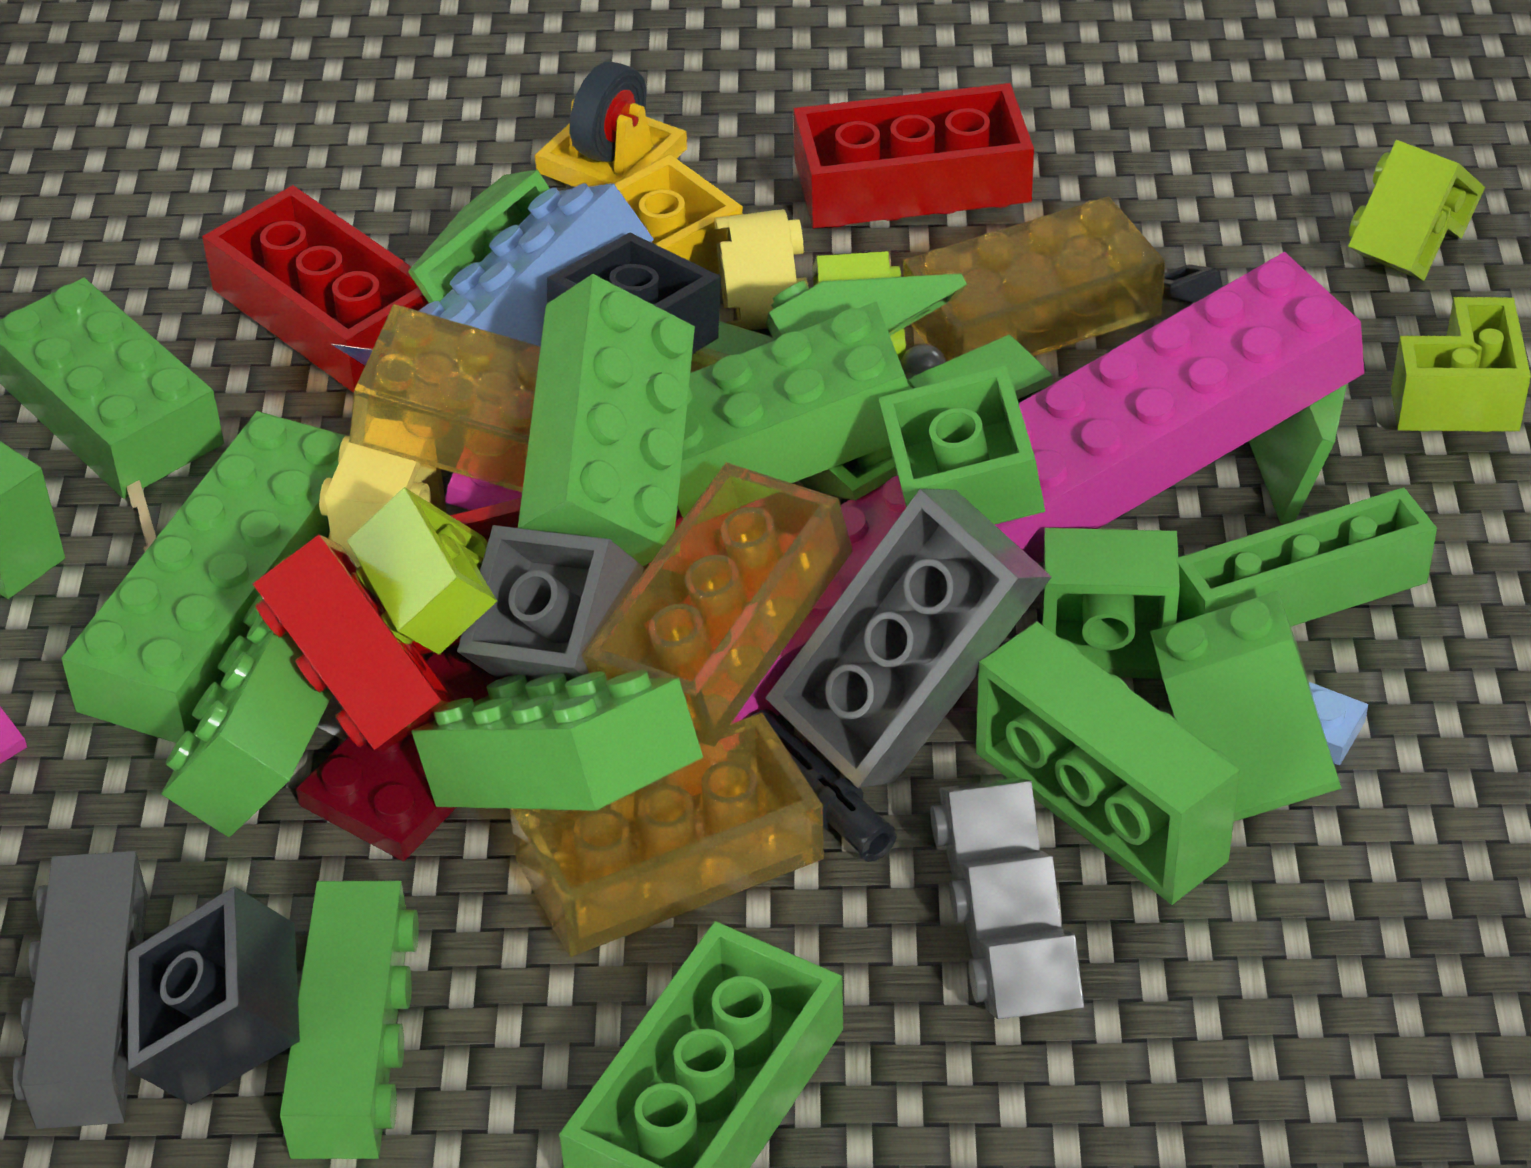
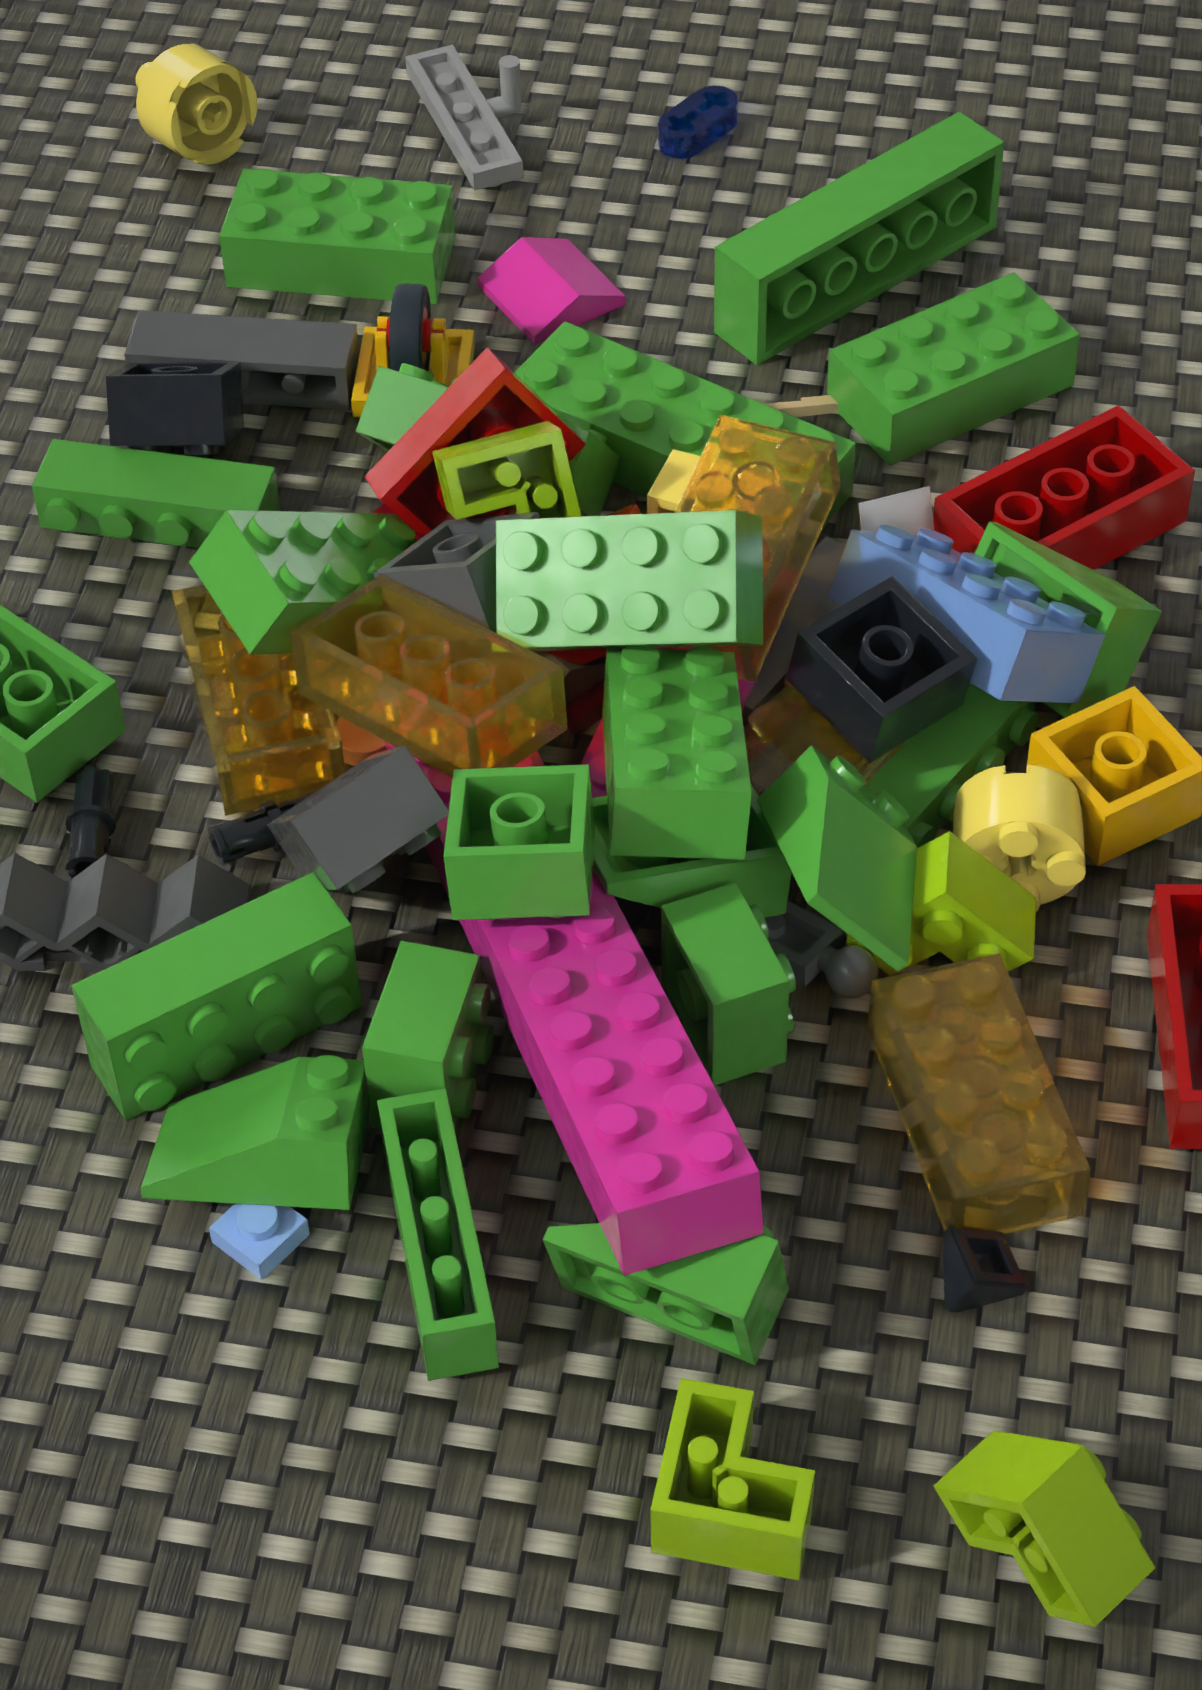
camera: 100 degrees right, 5 degrees up
(99, 797) = (411, 339): none -> plate
(881, 960) = (90, 819): none -> black axle

